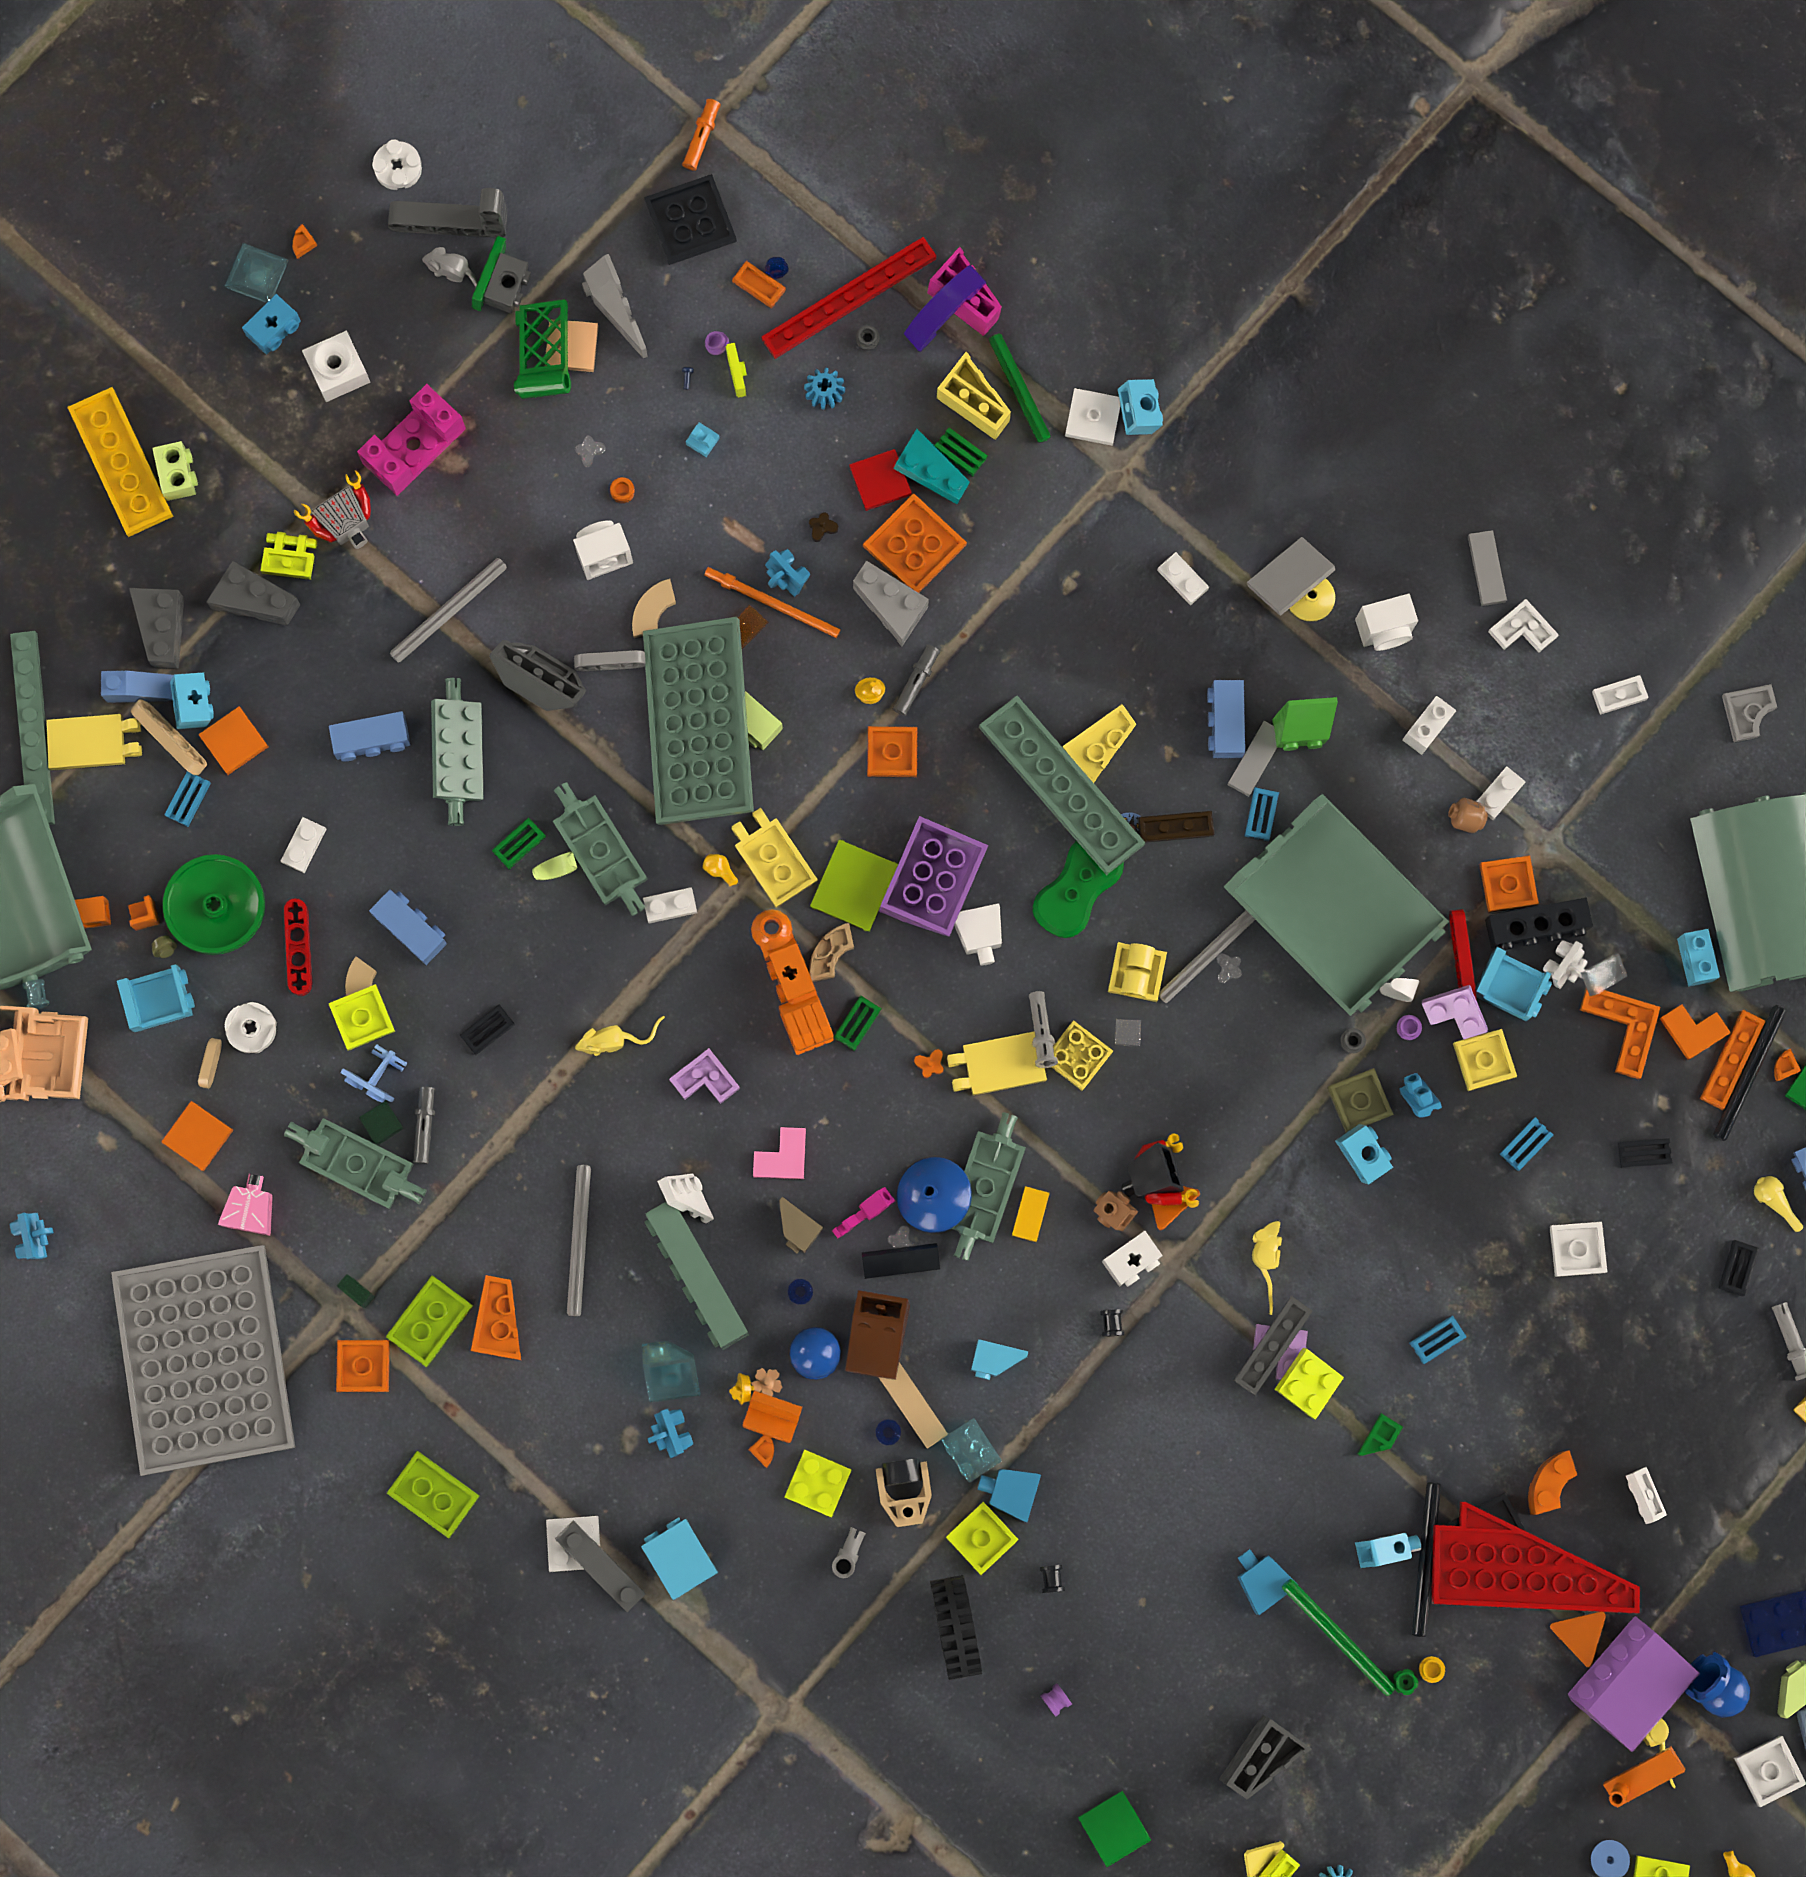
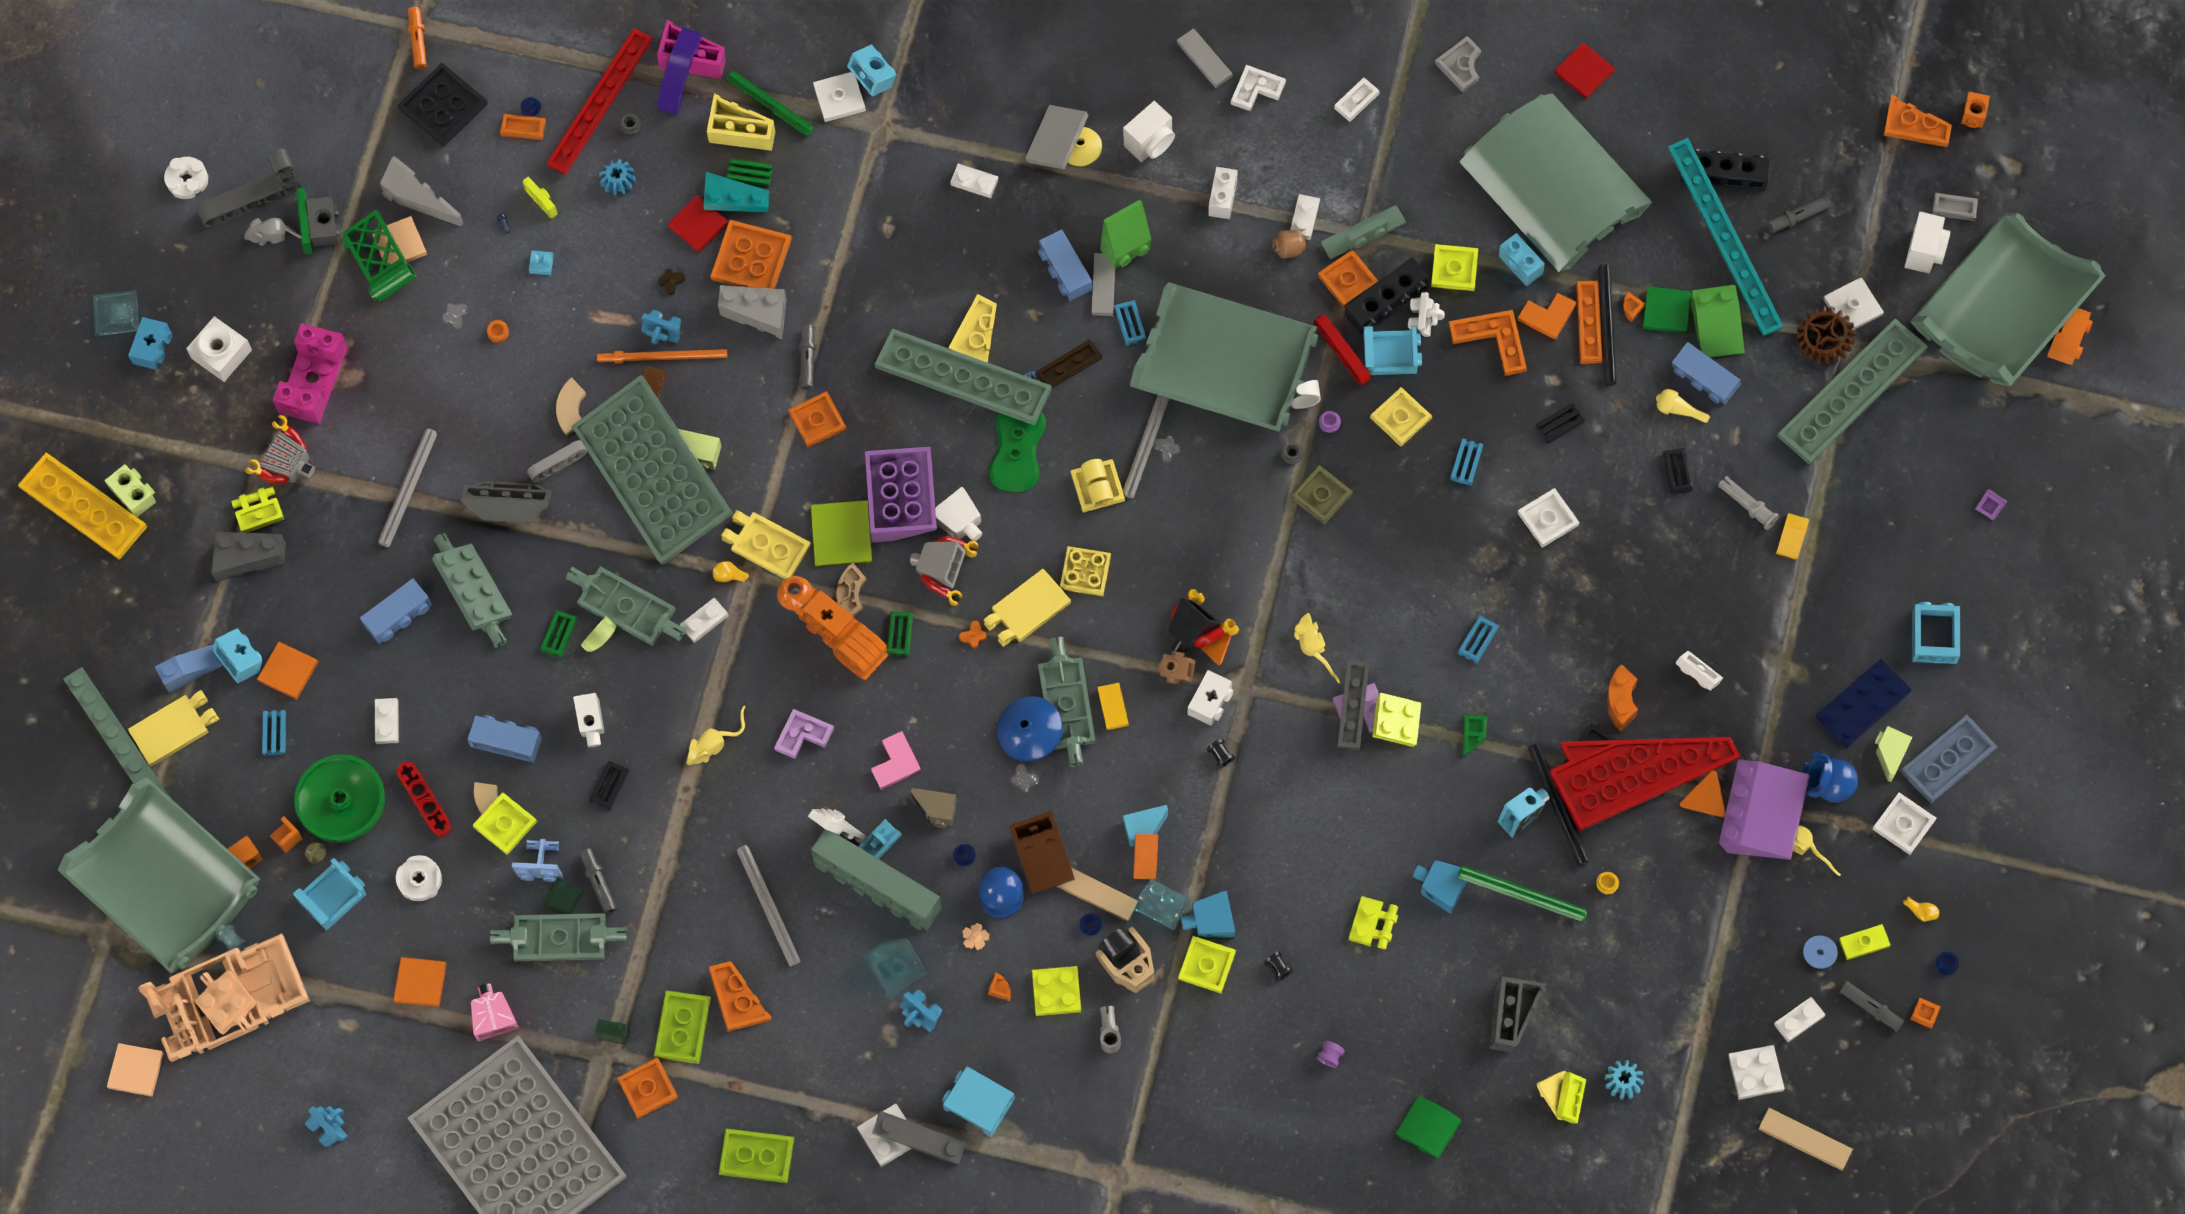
camera: 20 degrees left, 10 degrees down
(160, 624) = (180, 609): dark grey wedge -> none
(168, 737) = (234, 692): tan beam -> none
(209, 1063) = (400, 920): tan tile -> none
(302, 242) = (140, 271): orange tile -> none
(504, 941) = (588, 710): none -> white torso
(602, 548) = (507, 379): white piece -> none
(716, 342) = (513, 185): medium lavender plate -> none
(722, 1234) = (880, 839): none -> medium azure hips
(742, 1389) = (958, 948): yellow hat -> none
(772, 1417) = (993, 957): orange panel -> none
(869, 1209) = (985, 765): dark pink piece -> none
(870, 690) = (775, 382): yellow hat -> none
(900, 1260) = (1030, 791): black tile -> none
(936, 973) = (941, 564): none -> light grey torso
(956, 1627) = (1222, 1032): black tyre -> none
(979, 1392) = (1145, 856): none -> orange tile
(1040, 1041) = (1052, 571): light grey pin -> none
(1127, 1032) = (1114, 534): clear tile -> none
(1166, 1578) = (1366, 921): none -> neon yellow plate
(1352, 1145) = (1334, 531): medium azure brick -> none
(1412, 1683) = (1596, 898): green plate -> none
(1419, 1096) = (1365, 466): dark azure hips -> none
(1459, 1005) = (1358, 384): lavender plate -> none
(1550, 842) = (1363, 232): none -> sand green bracket
(1604, 974) = (1456, 307): clear tile -> none
(1625, 929) = (1454, 267): none -> neon yellow plate
(1643, 1777) = (1811, 875): orange piece -> none

